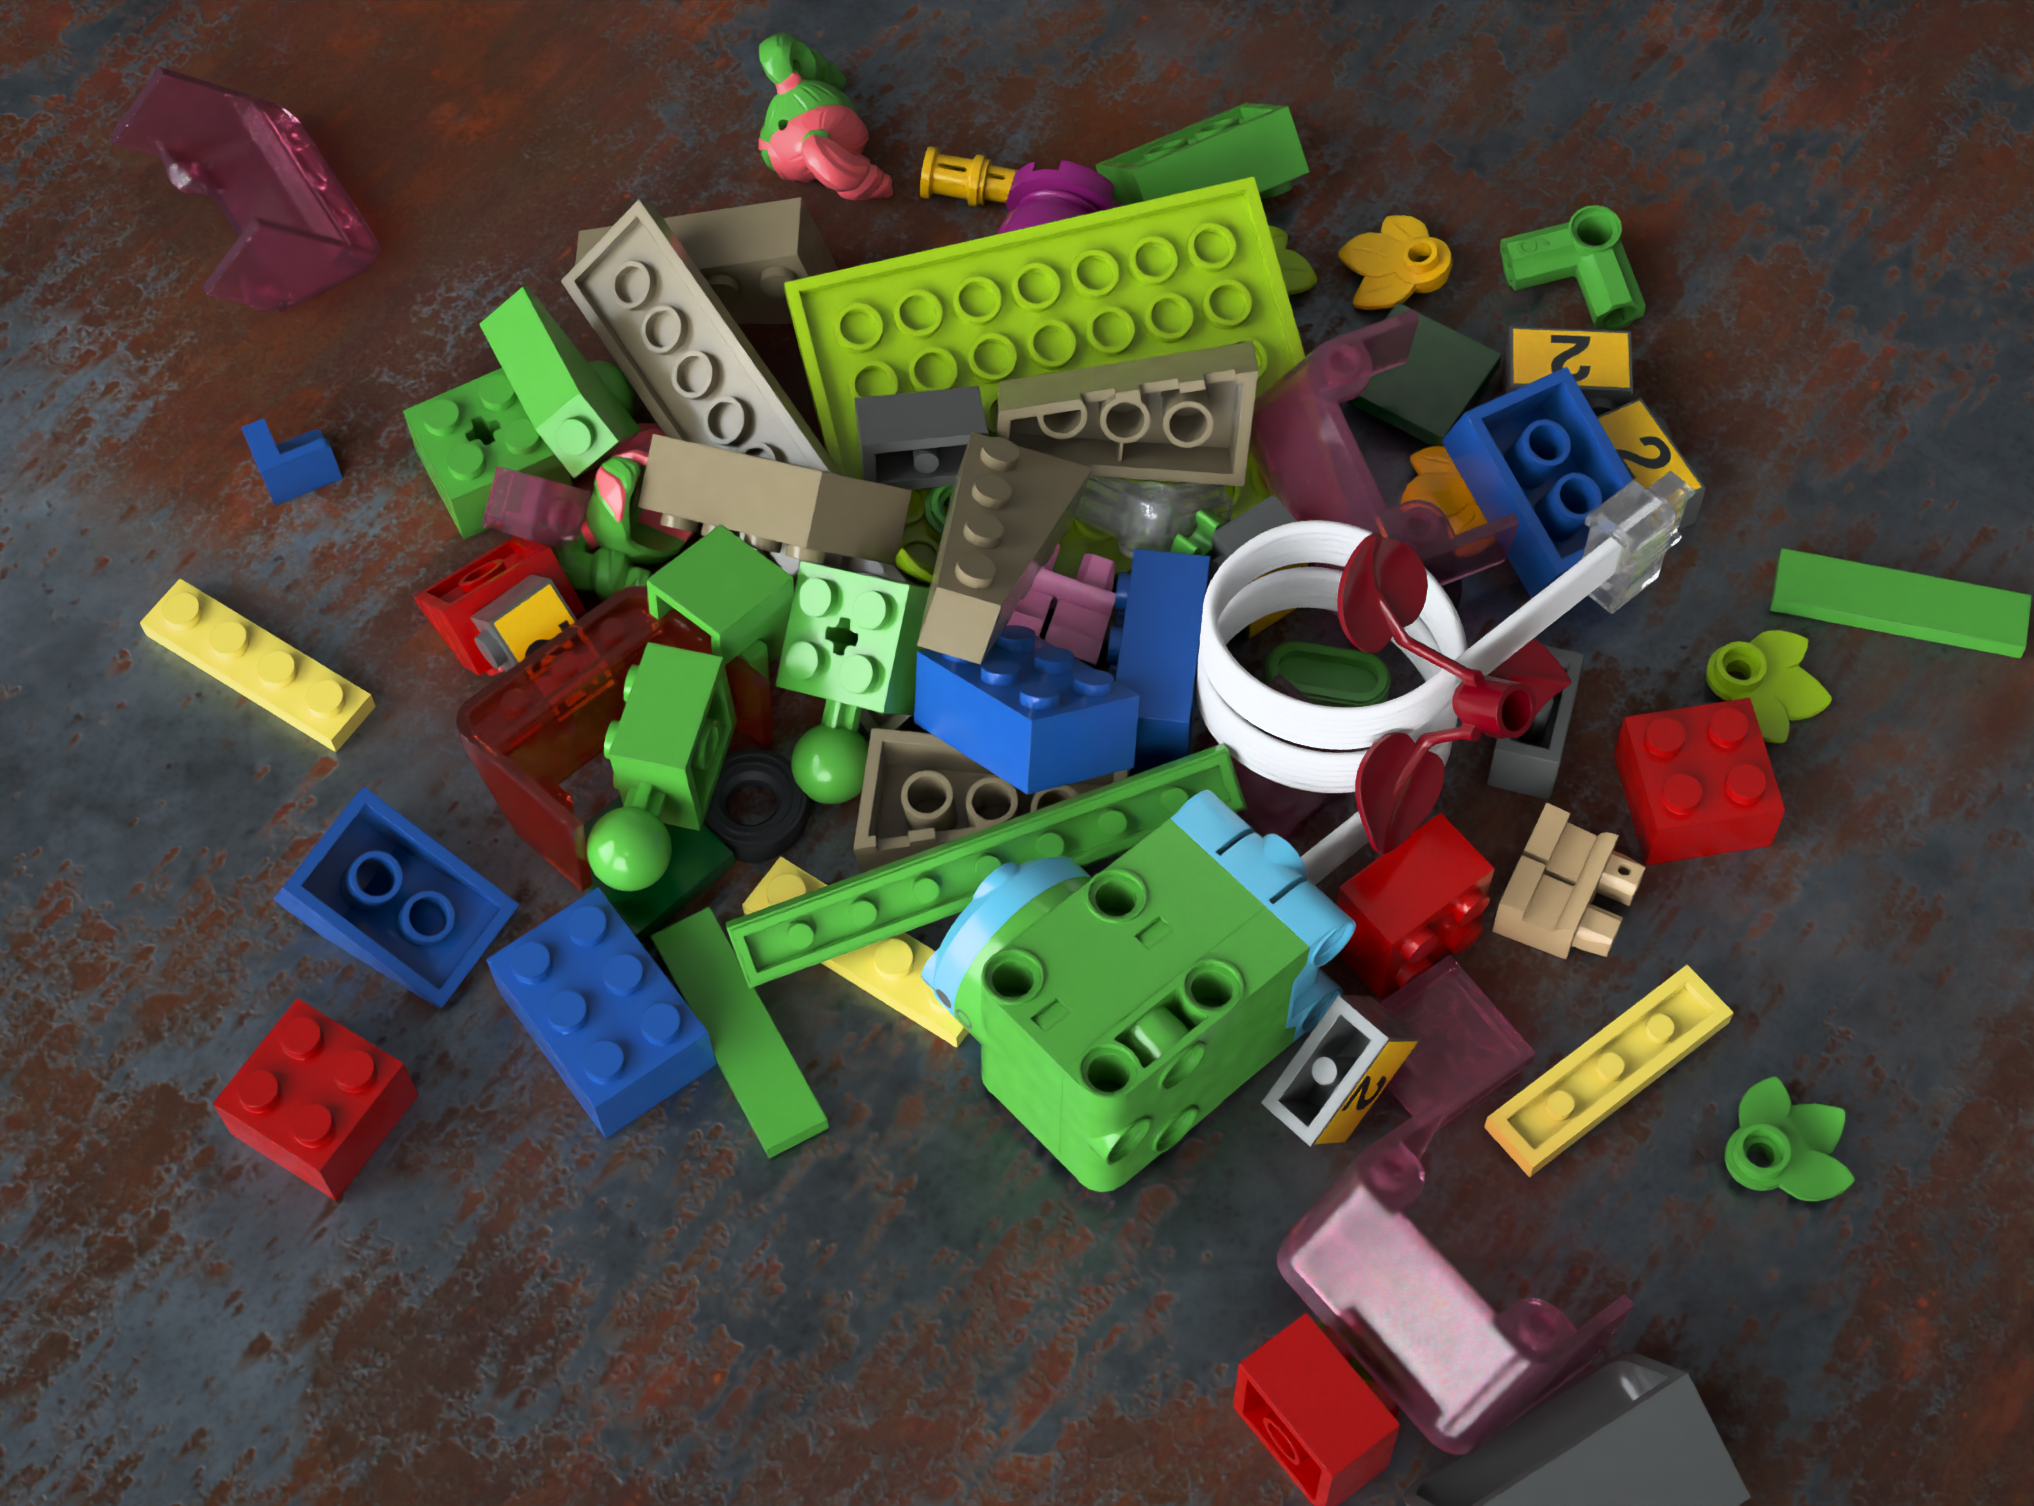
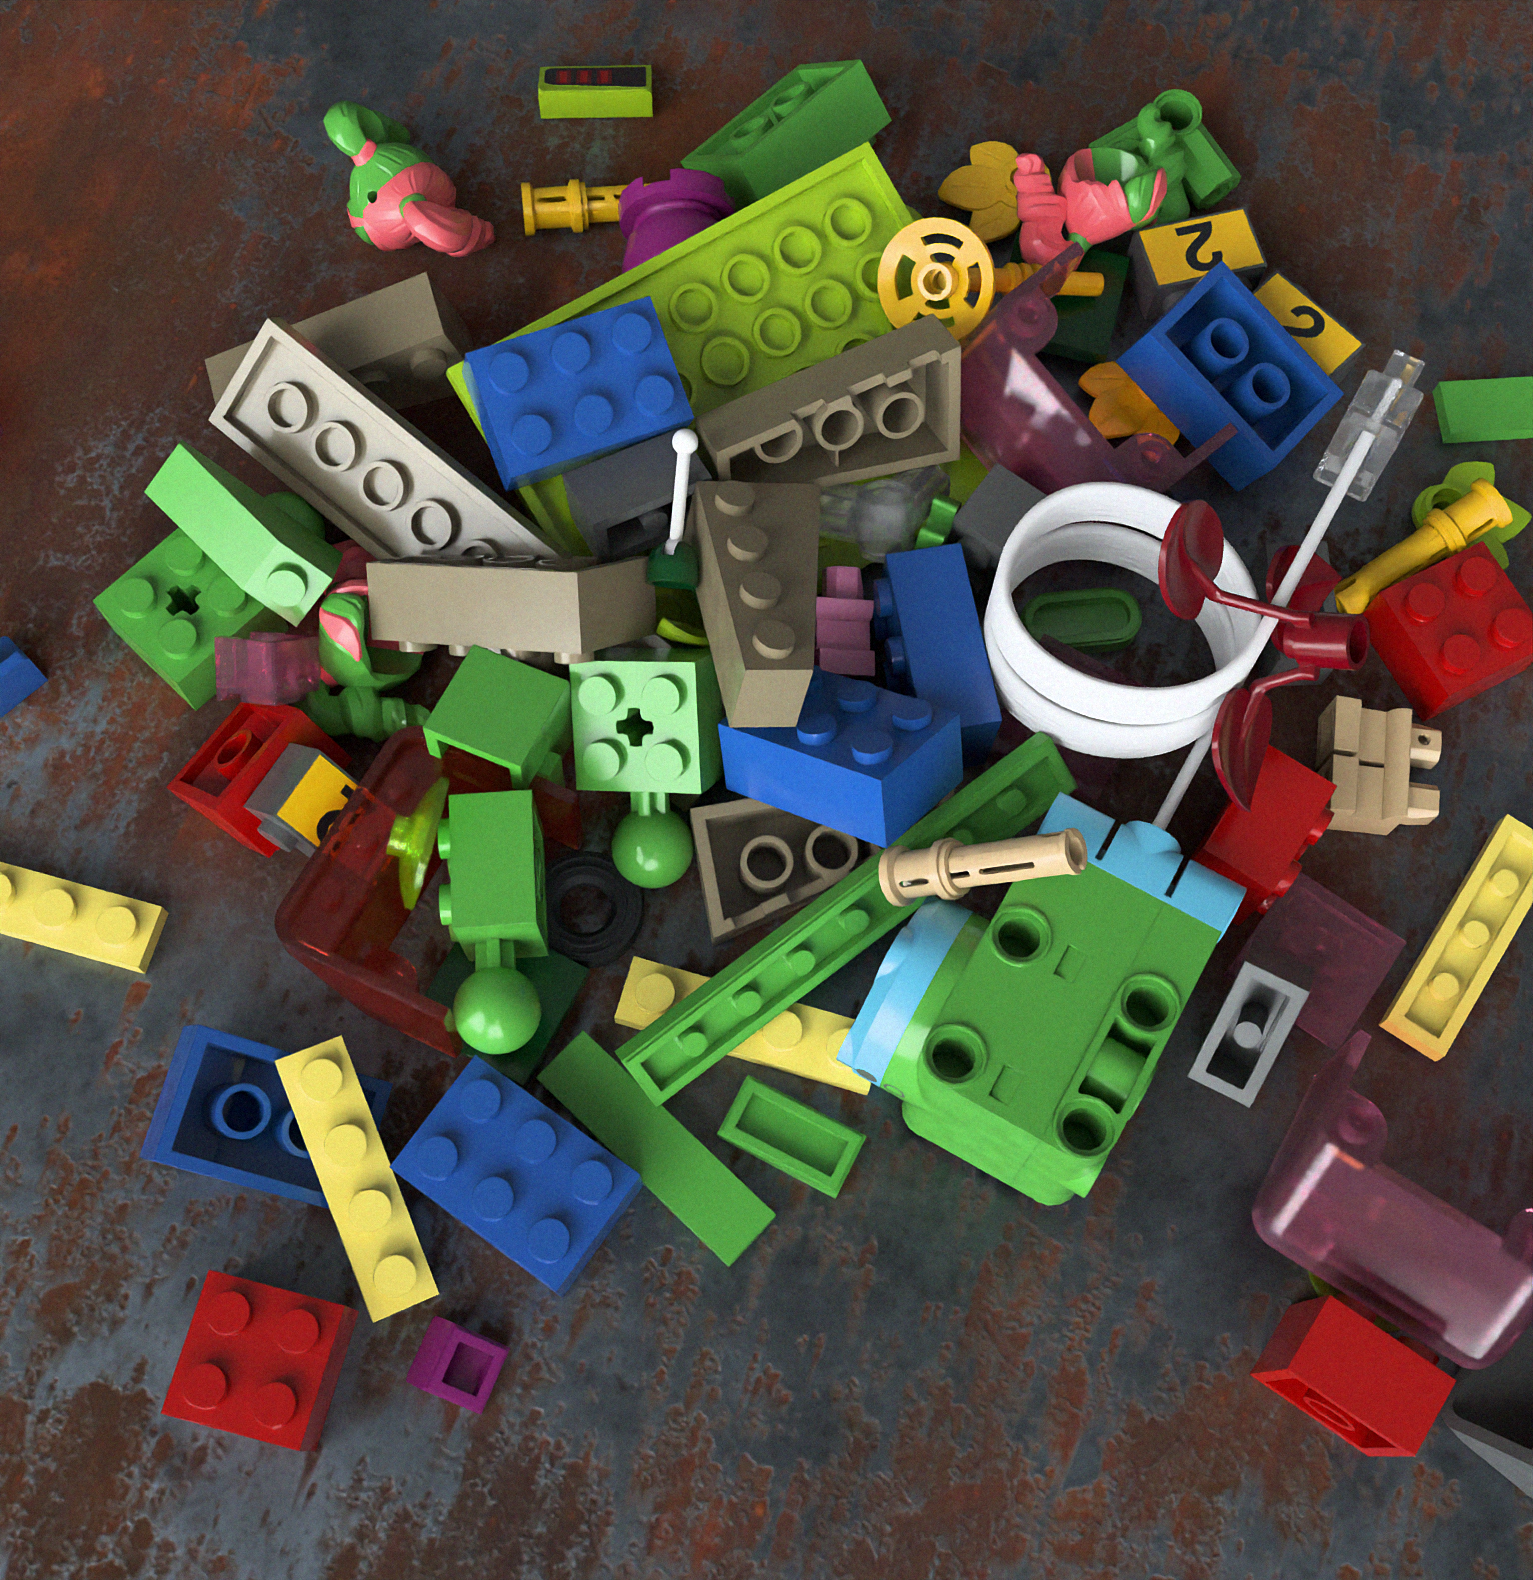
camera: 25 degrees left, 10 degrees up
(455, 968) = (356, 1178): none -> light yellow plate
(490, 1164) = (457, 1364): none -> magenta slope
(605, 679) = (414, 839): none -> clear neon green dish
(870, 1059) = (791, 1136): none -> bright green tile
(892, 329) = (575, 392): none -> blue brick
(926, 498) = (674, 562): none -> hinge
(1036, 82) = (595, 91): none -> lime slope
(1161, 825) = (953, 868): none -> tan pin
(1293, 321) = (955, 279): none -> yellow dish
(1489, 285) = (1101, 192): none -> hair
(1718, 682) = (1441, 536): none -> yellow pin

